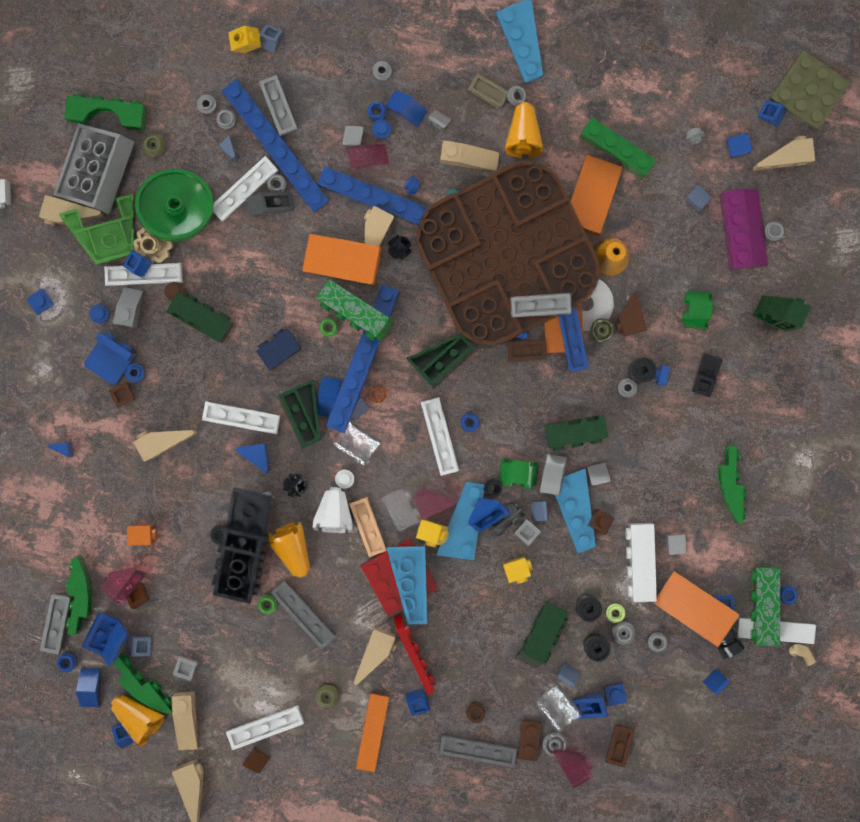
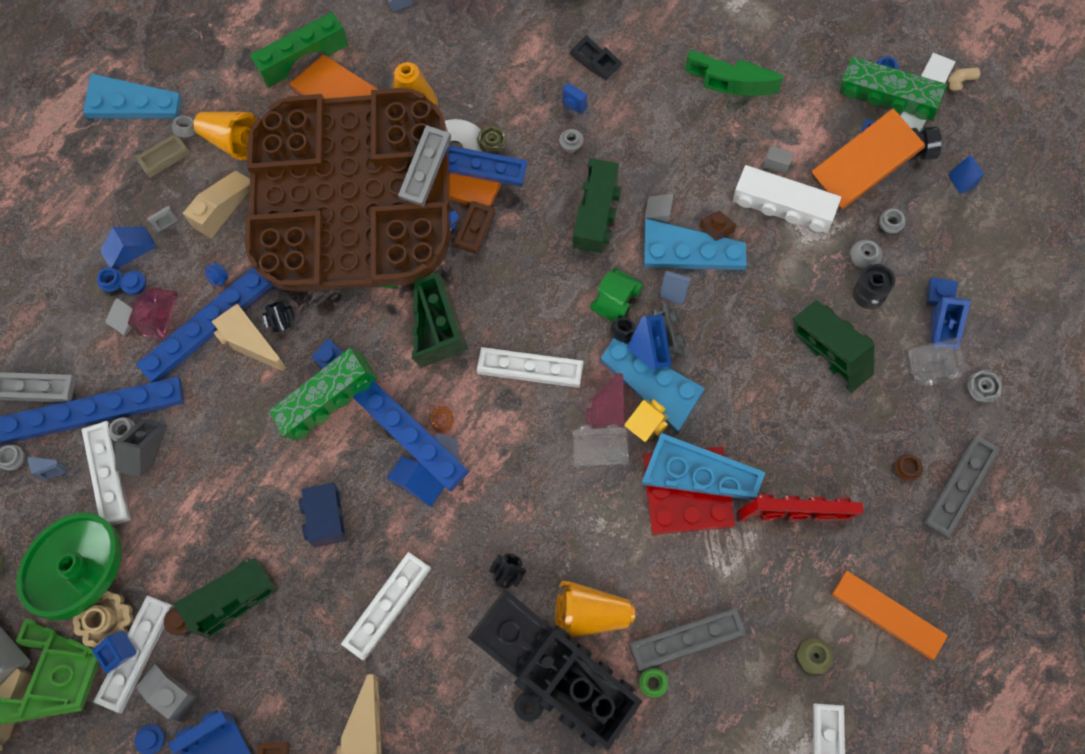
camera: 60 degrees left, 20 degrees down
(128, 372) = (262, 725): blue plate -> none
(256, 455) = (444, 605): blue slope -> none
(301, 412) = (418, 519): dark green wedge -> none
(323, 327) = (327, 435): bright green plate -> none
(333, 512) = (568, 534): white cone -> none
(342, 259) = (253, 386): orange tile -> none
(344, 479) = (529, 504): white plate -> none
(357, 443) = (490, 466): clear bracket -> none
(368, 527) = (605, 502): light nougat tile -> none
(377, 650) = (777, 559): tan slope -> none
(384, 76) = (73, 259): light grey plate -> none
(417, 702) = (867, 537): blue slope -> none
(469, 416) = (526, 318): blue plate -> none
(518, 570) = (738, 341): yellow brick -> none
(527, 532) = (695, 312): light grey plate -> none
(529, 740) = (968, 416): reddish brown plate -> none
(553, 474) = (637, 254): light grey slope -> none
(567, 674) = (897, 337): sand blue slope -> none
(574, 766) = (1024, 371): clear pink slope -> none
(588, 607) = (819, 276): black wheel -> none
(615, 619) = (840, 247): yellowish green plate -> none
(619, 745) = (1011, 311): reddish brown plate -> none
(631, 318) = (492, 104): reddish brown slope -> none
(642, 370) = (557, 113): black wheel -> none
(698, 309) = (520, 38): green cylinder -> none

